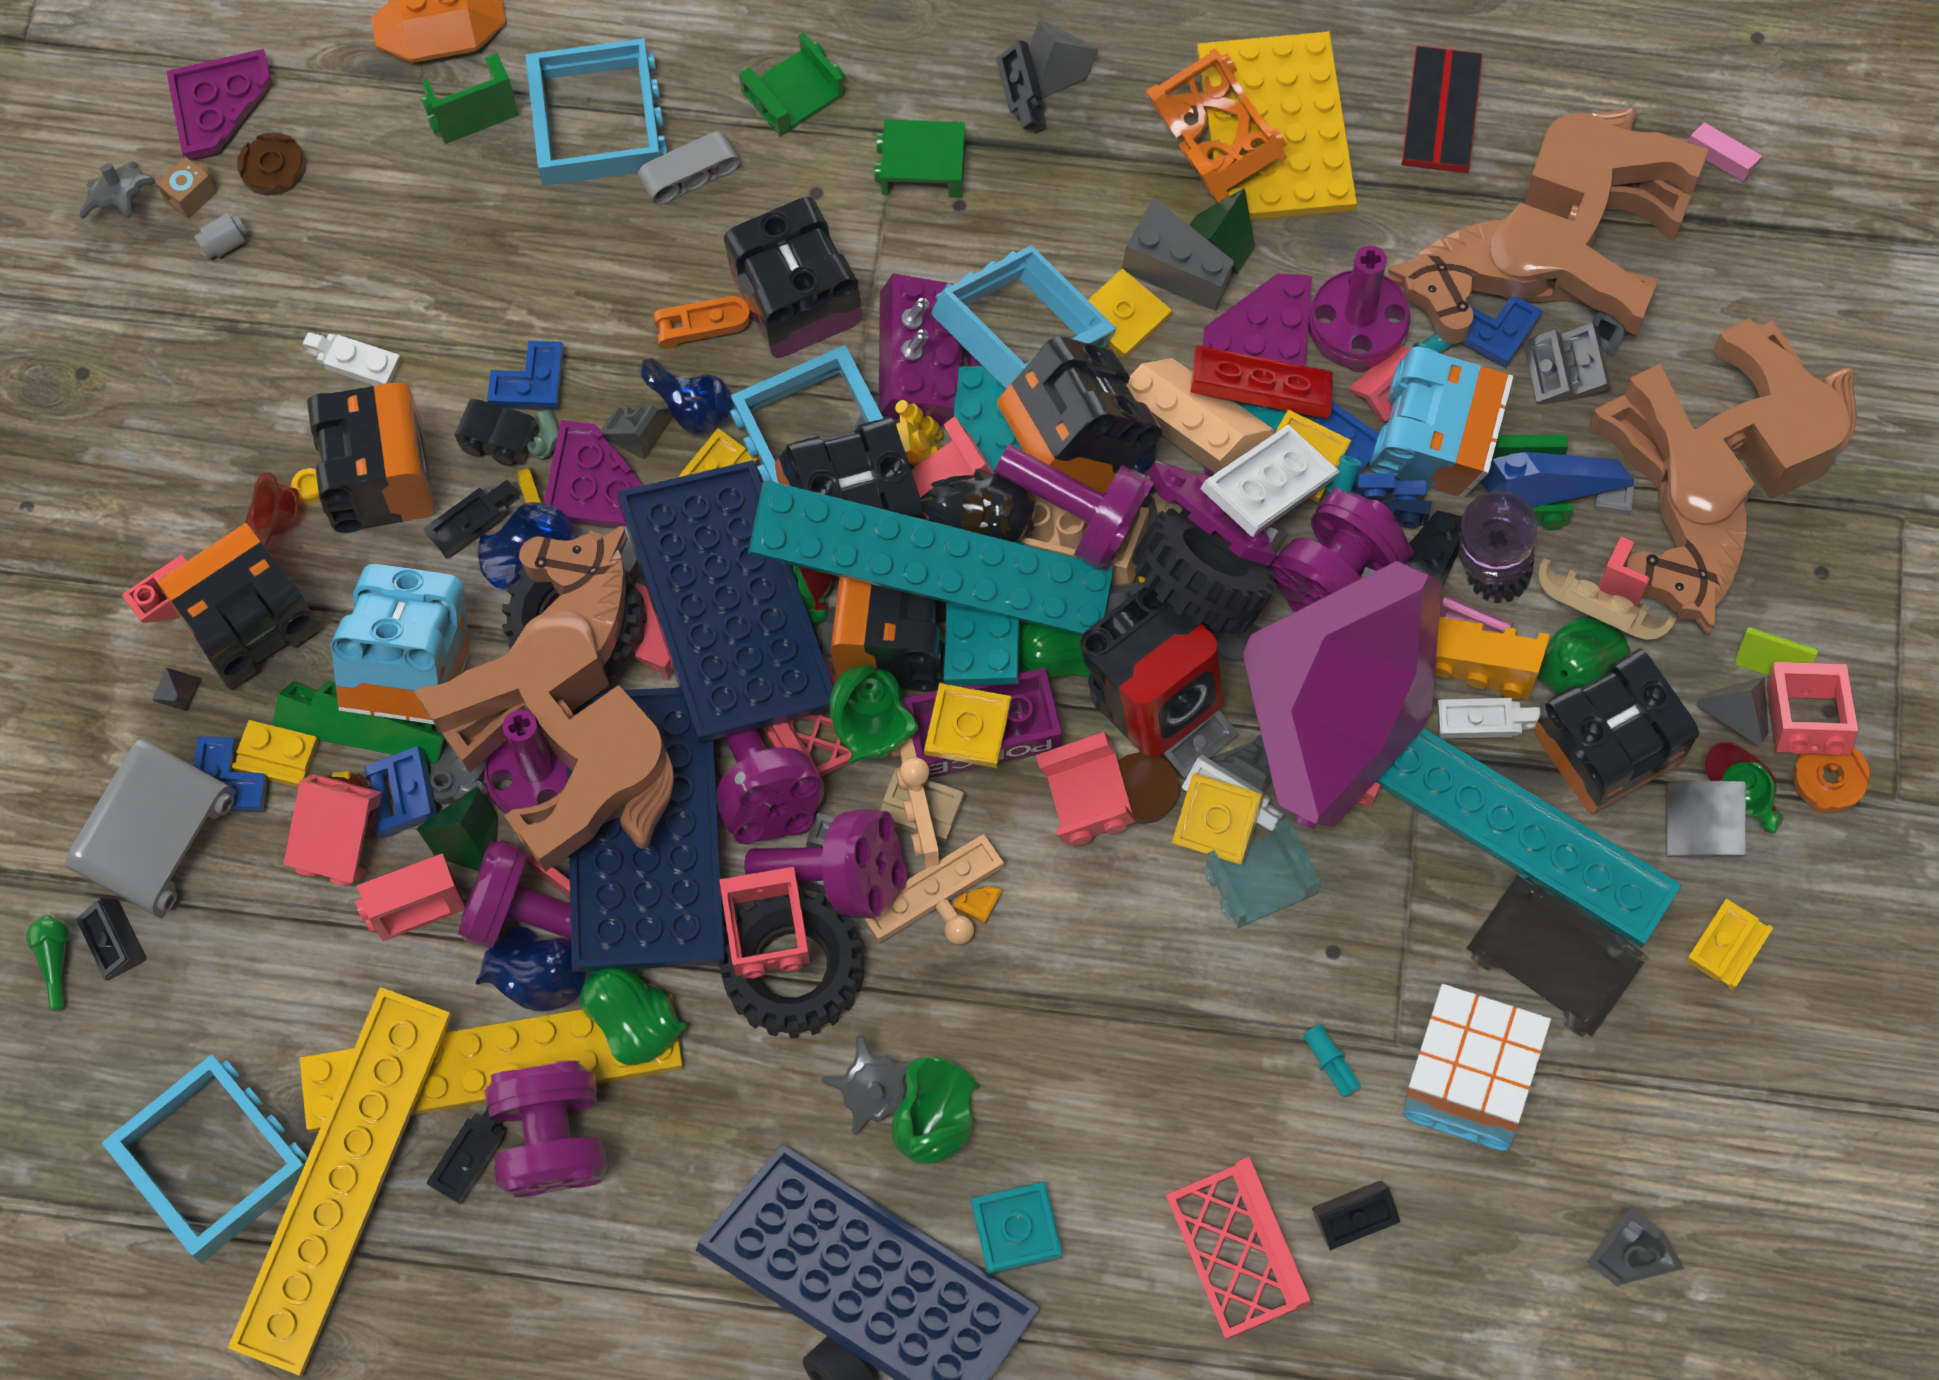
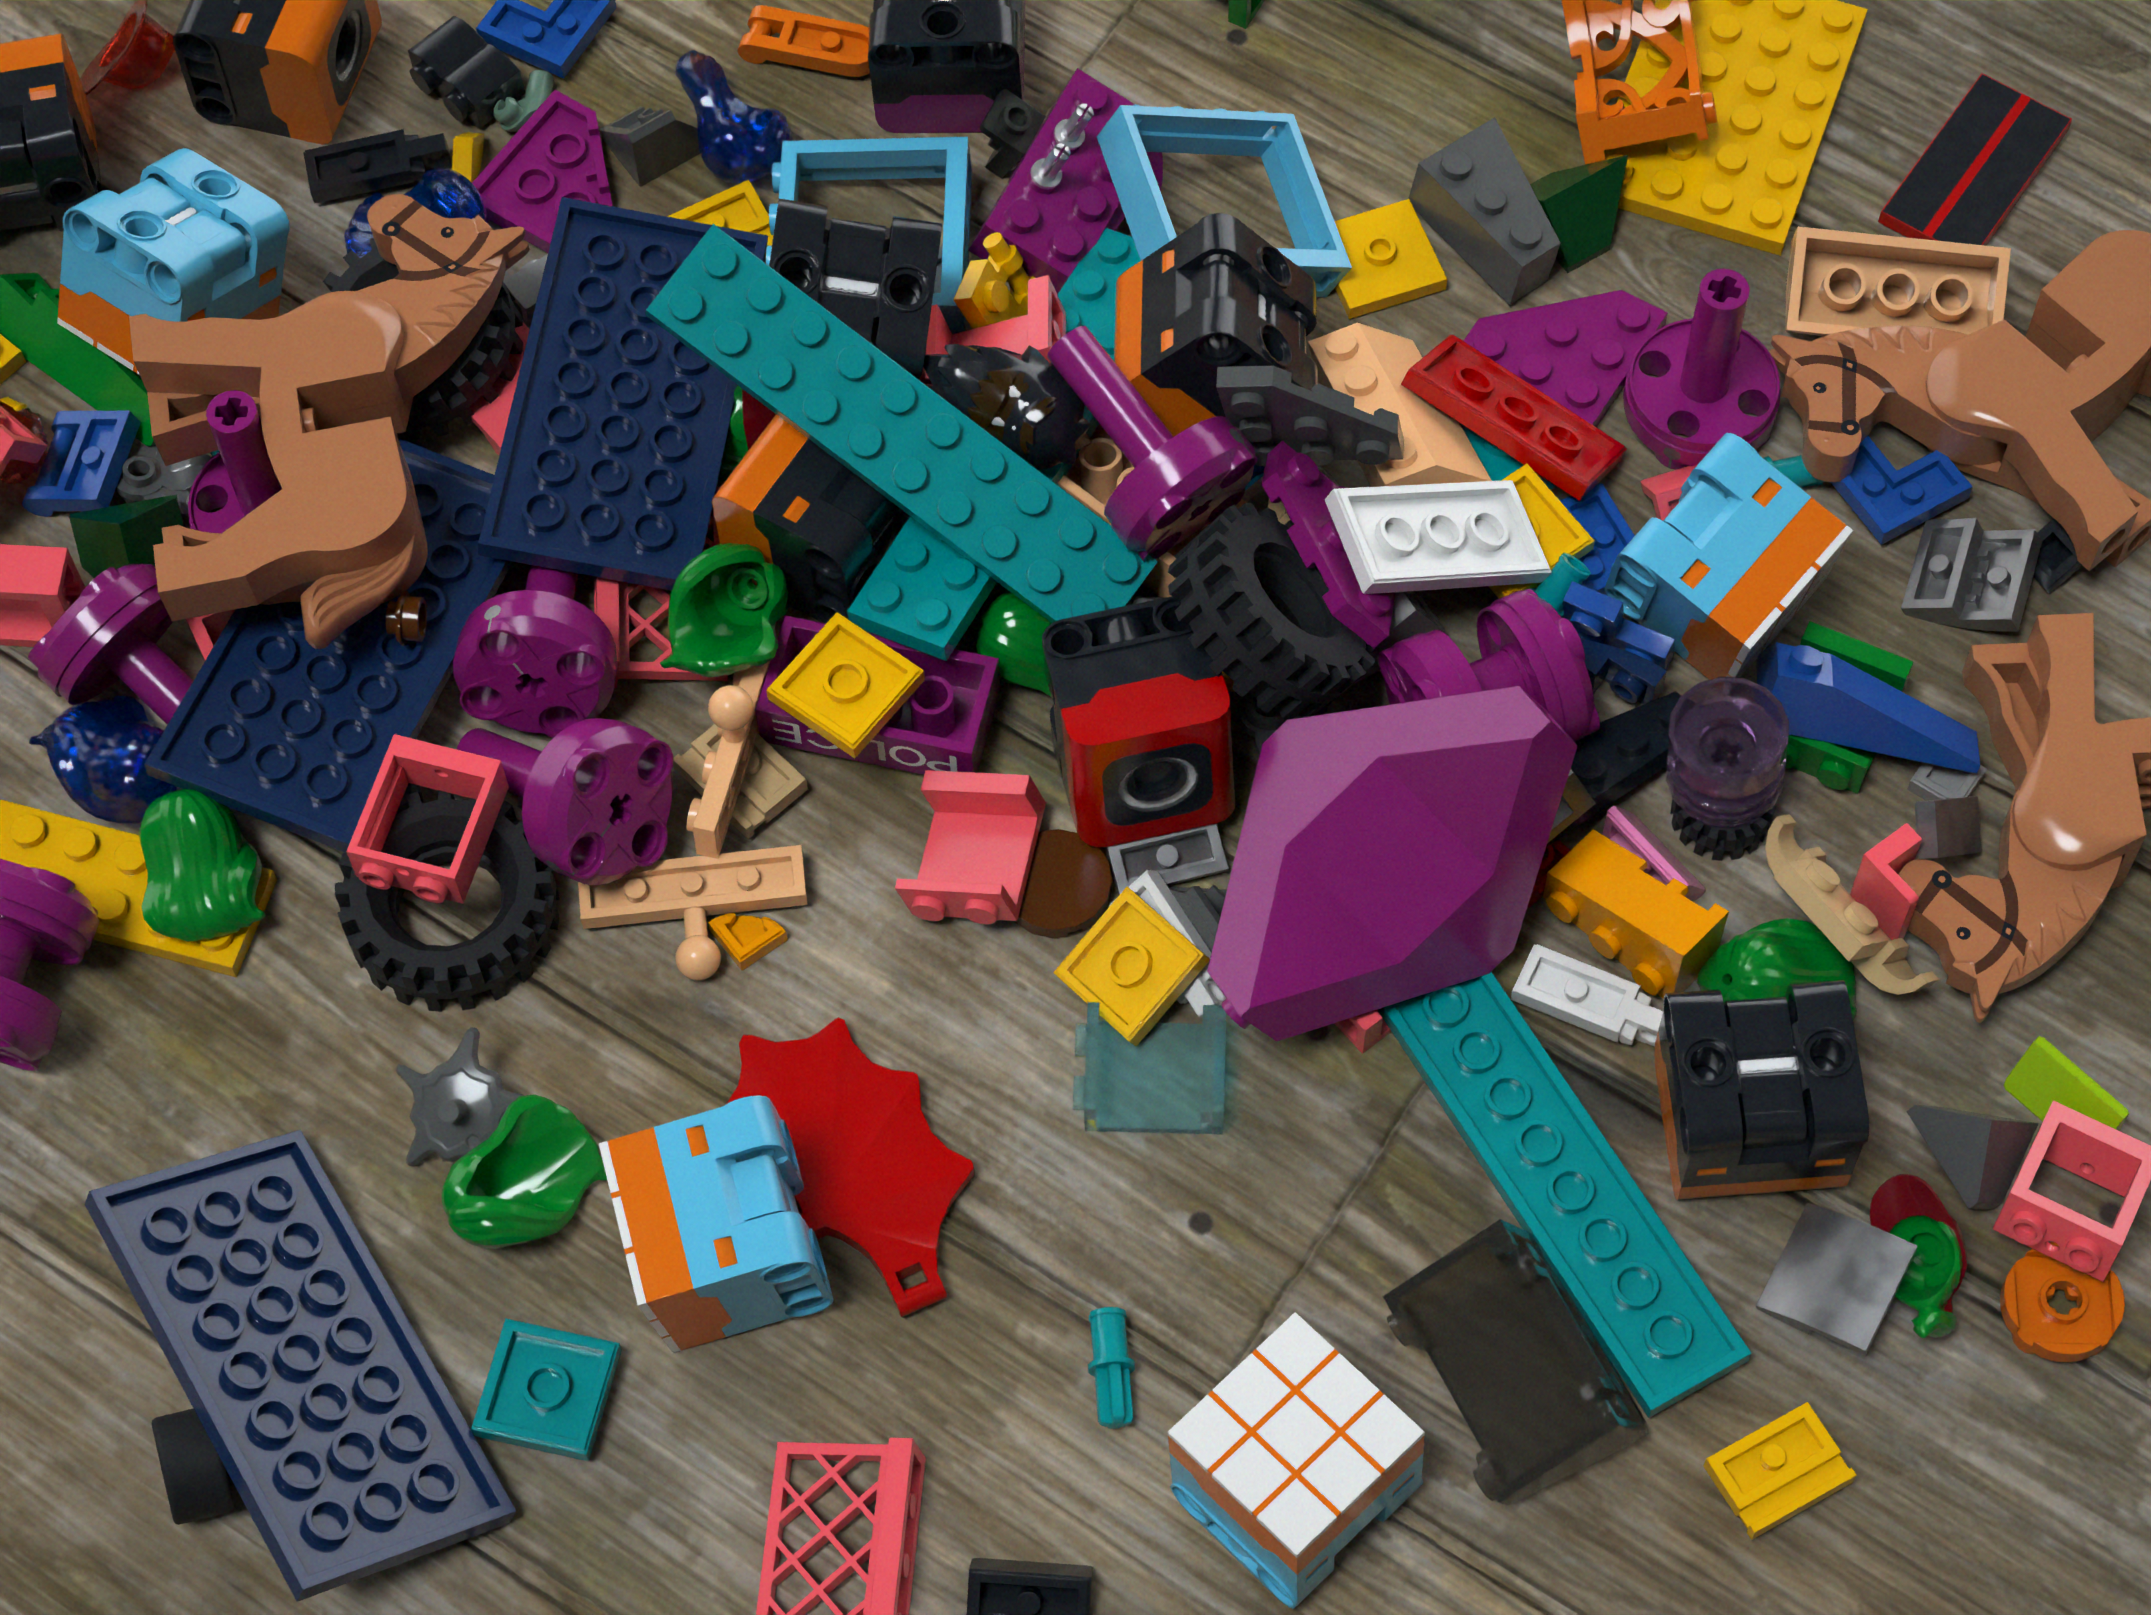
camera: 25 degrees right, 5 degrees down
(680, 803) = (407, 618): none -> reddish brown plate
(864, 329) = (1011, 128): none -> pearl dark grey bracket
(1074, 1085) = (715, 1223): none -> medium azure piece
(1110, 1004) = (862, 1153): none -> red animal
(1170, 446) = (1311, 422): none -> dark grey plate
(1434, 206) = (1882, 280): none -> light nougat slope
(1636, 525) = (1948, 827): none -> flat silver tile

